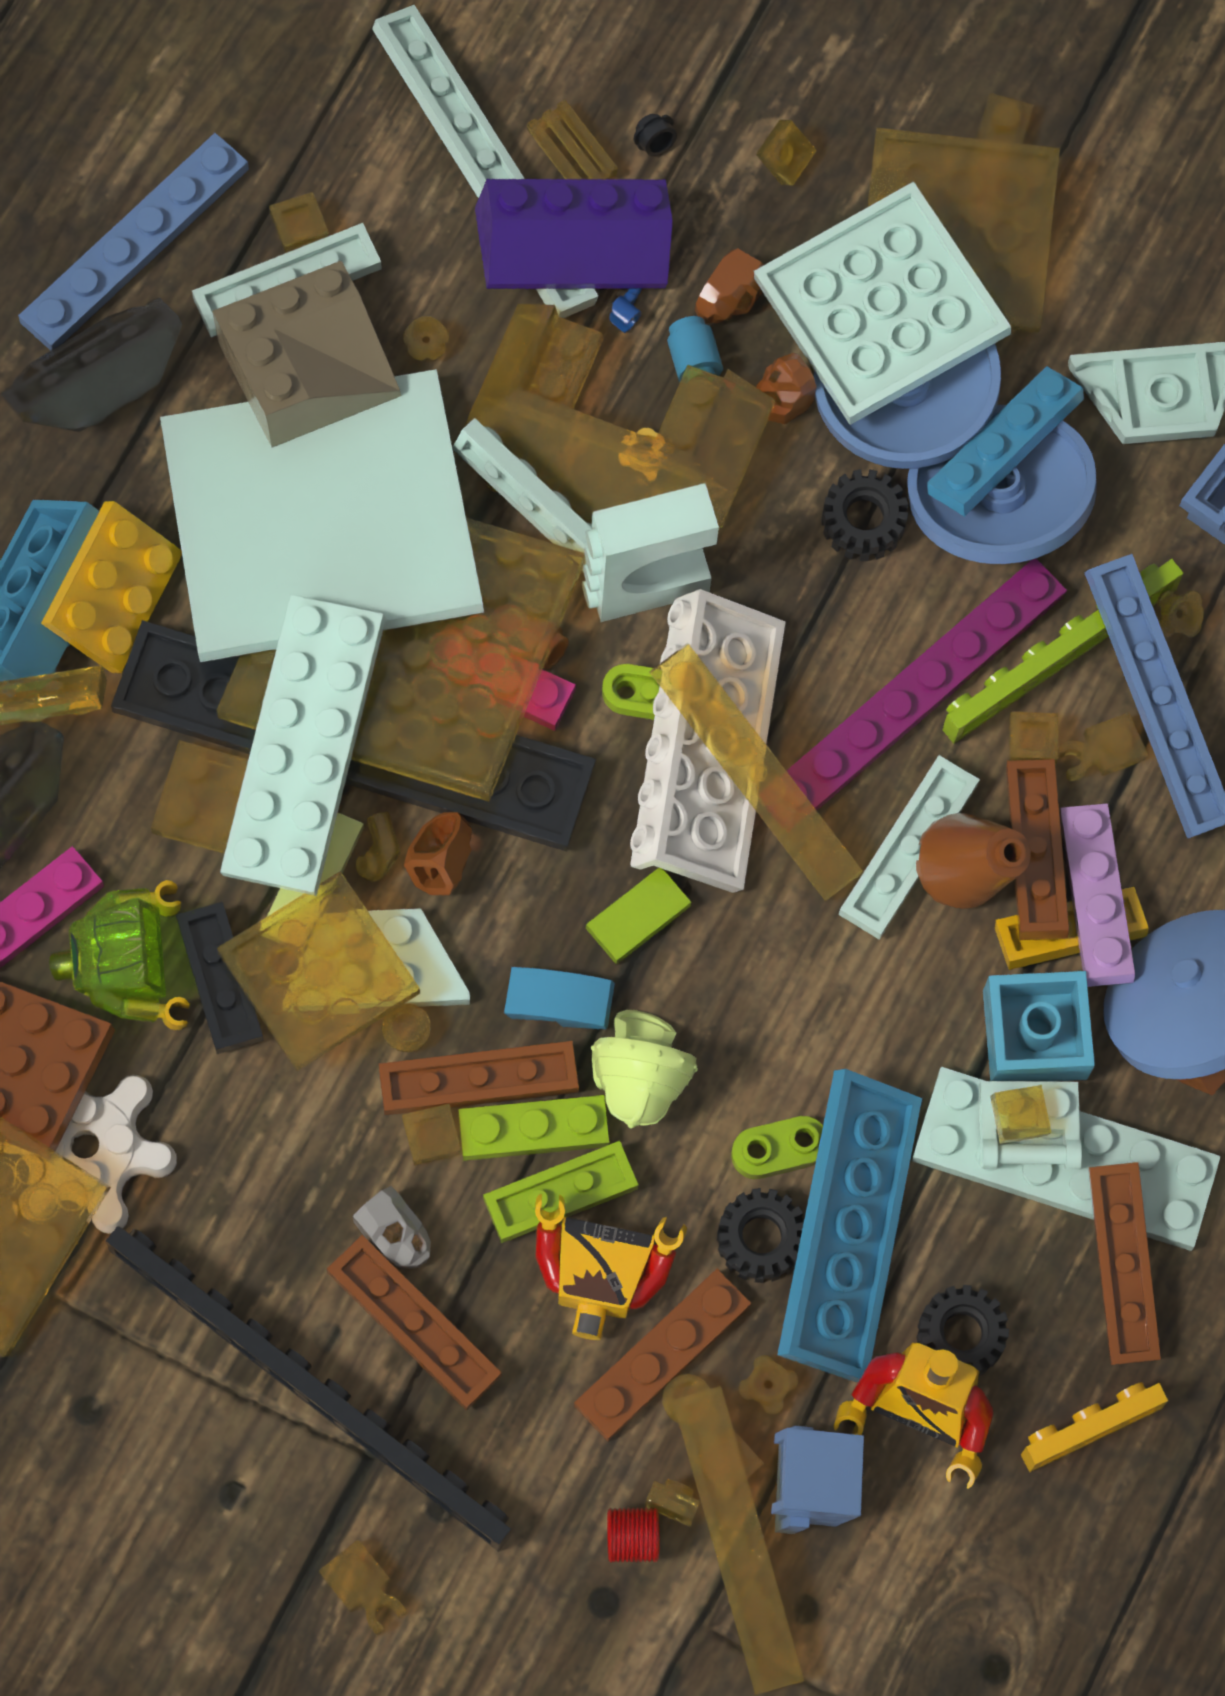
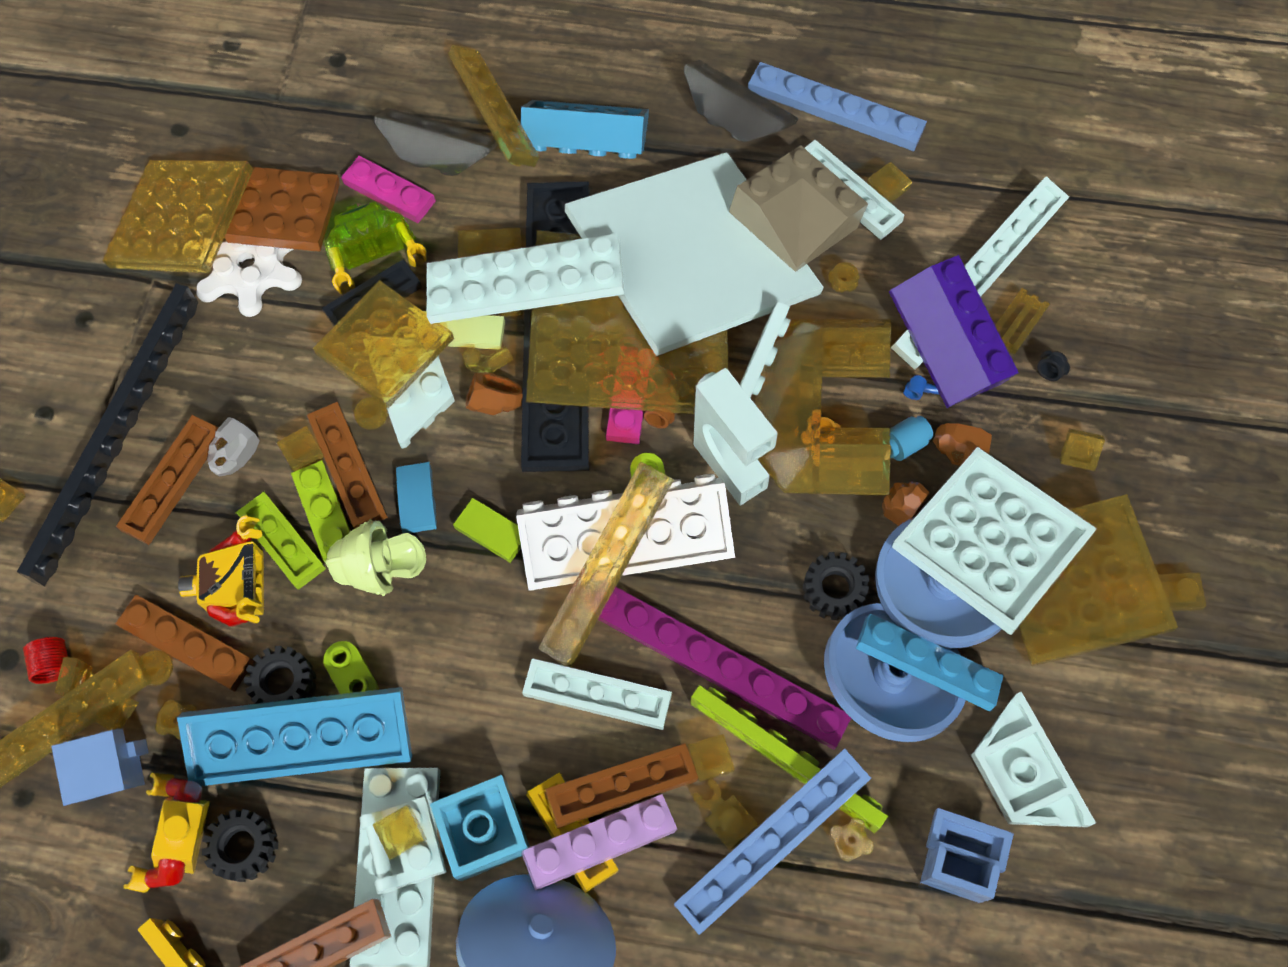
camera: 80 degrees right, 5 degrees down
(112, 586) = (601, 154): yellow plate -> none
(969, 859) = (596, 734): dark orange cone -> none

